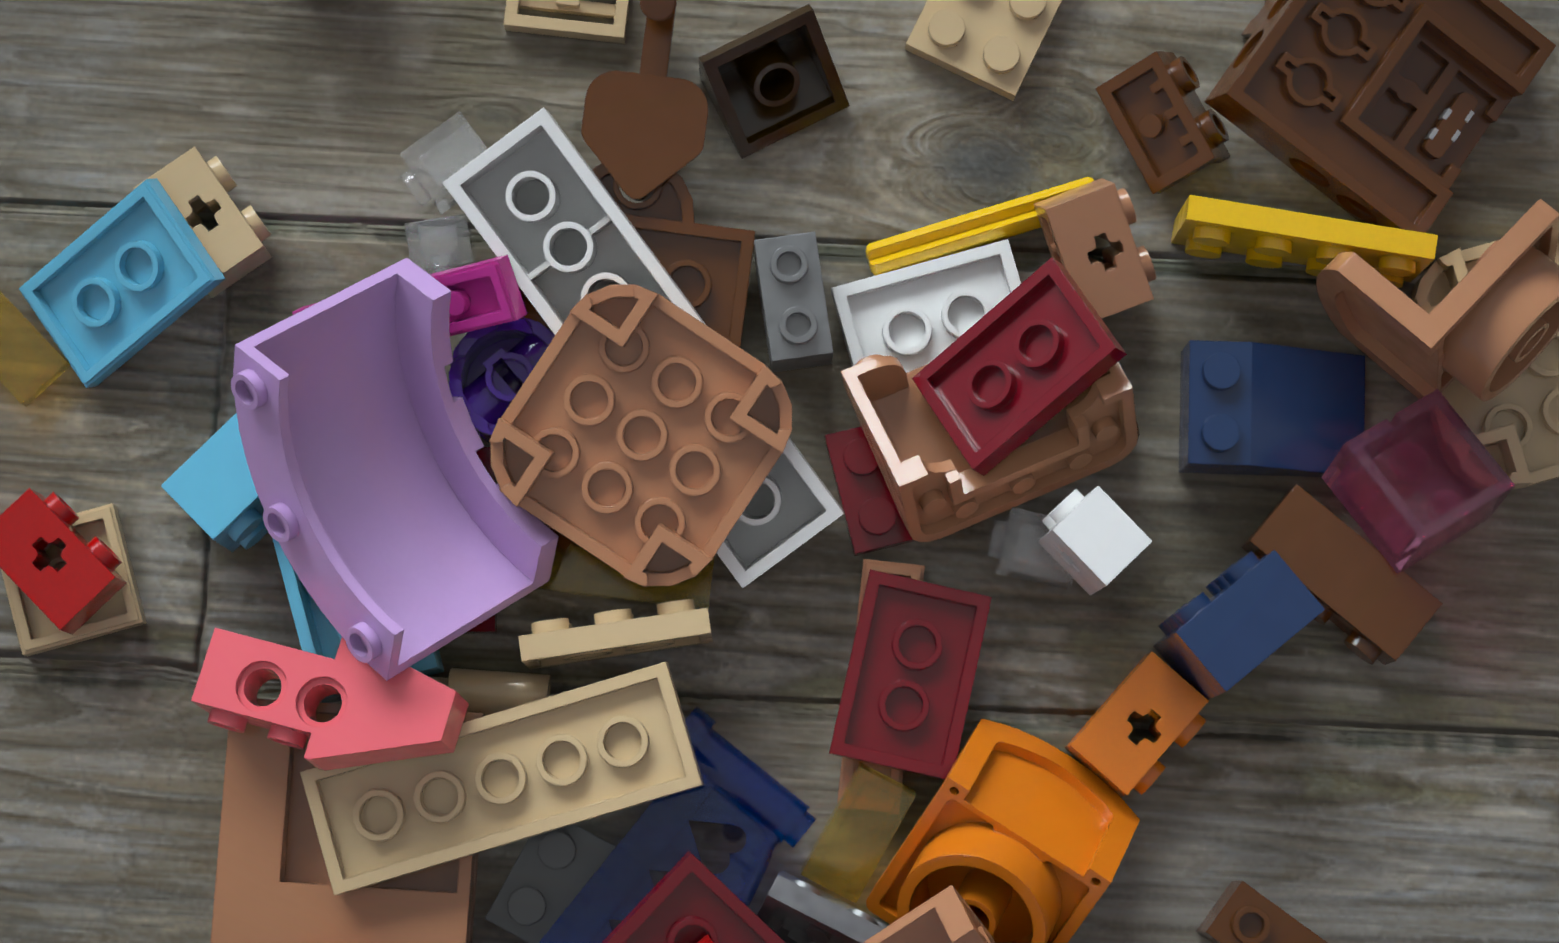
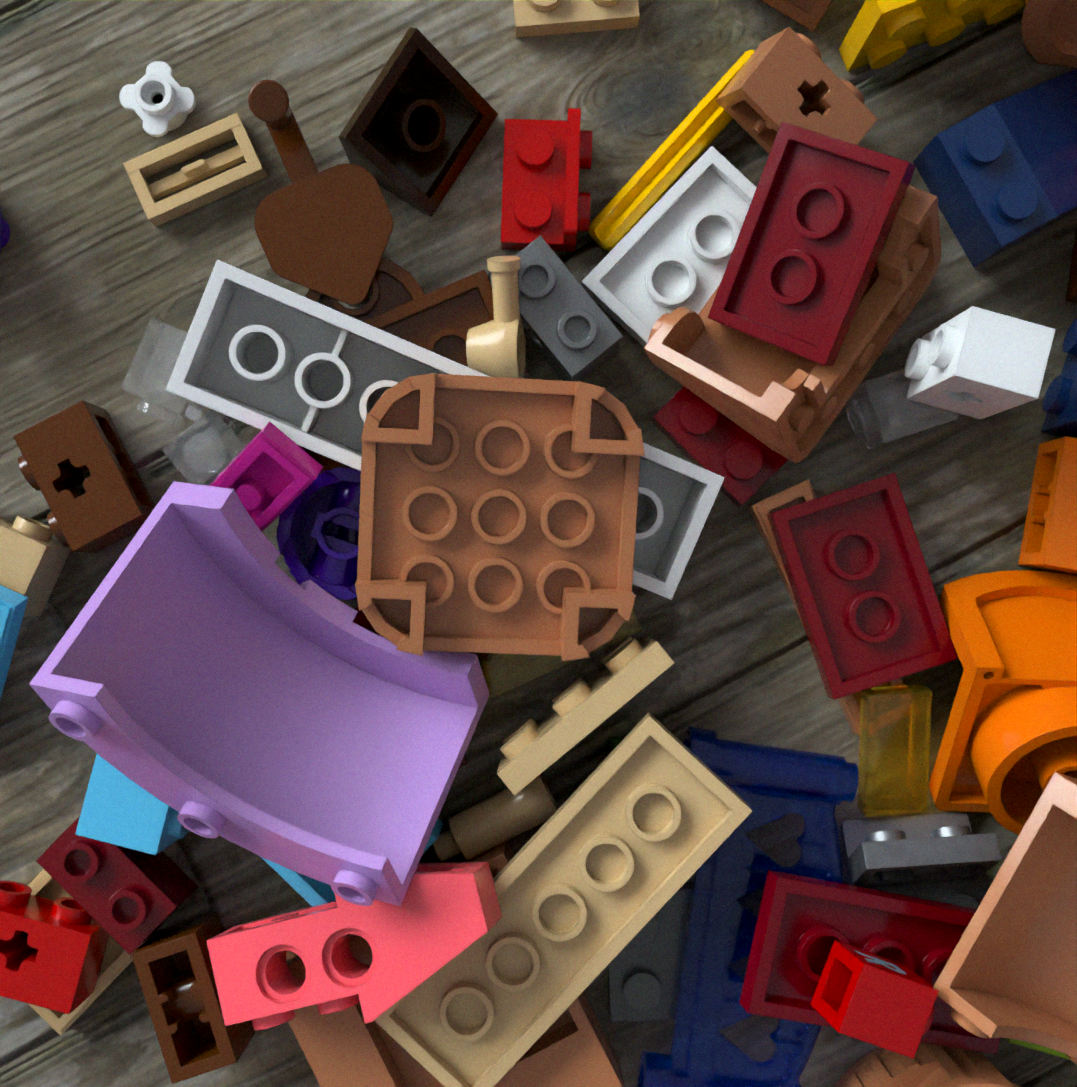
camera: 30 degrees left, 5 degrees up
(154, 550) = (117, 886): none -> dark red brick
(159, 681) = (185, 1000): none -> reddish brown brick
(338, 240) = (115, 494): none -> reddish brown brick
(730, 301) = (500, 344): none -> tan bar
(851, 186) = (543, 182): none -> red bracket

